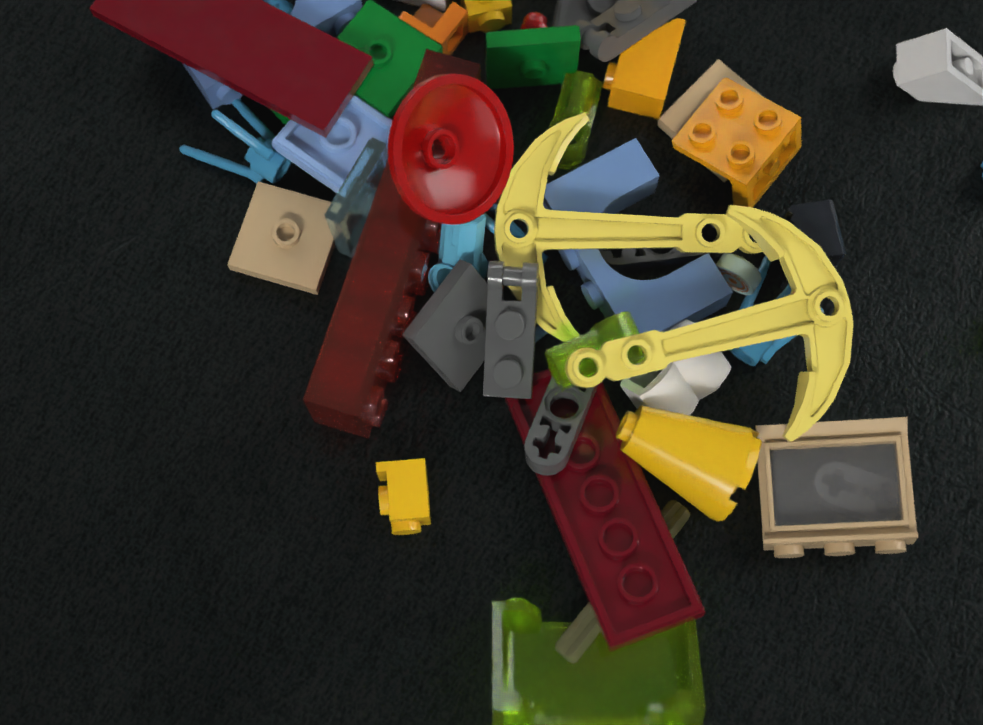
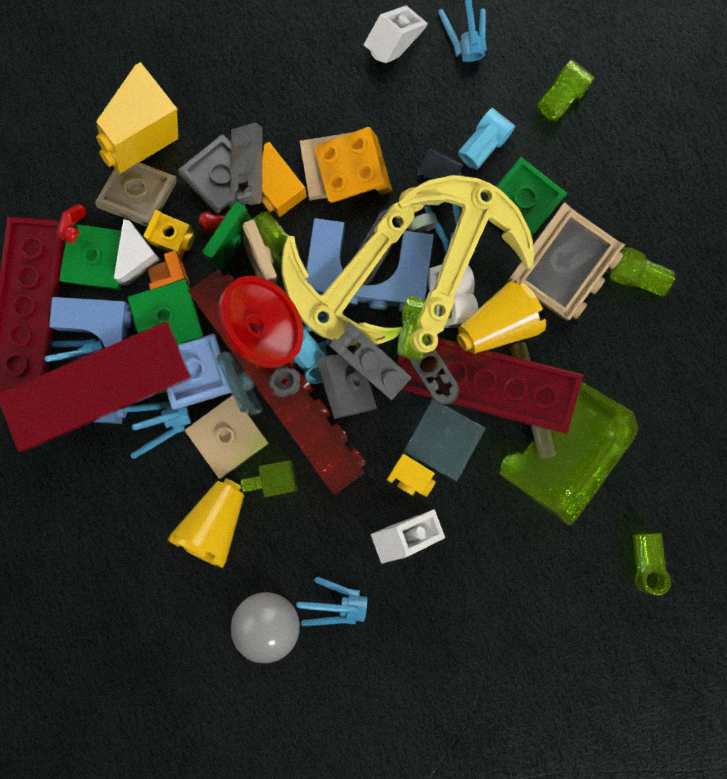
camera: 50 degrees left, 10 degrees up
(77, 455) = (265, 627): none -> light grey piece
(162, 291) = (211, 524): none -> yellow cone
(179, 545) = (351, 608): none -> dark azure plant
(273, 325) = (273, 478): none -> clear neon green brick
(324, 548) = (407, 536): none -> white slope
(400, 222) = (281, 373): none -> dark grey plate
(484, 504) = (444, 440): none -> clear light blue plate
(538, 107) = (258, 254): none -> tan plate
(883, 378) = (531, 193): none -> green plate
(902, 587) = (636, 270): none -> clear neon green piece
(923, 273) = (489, 134): none -> medium azure piece

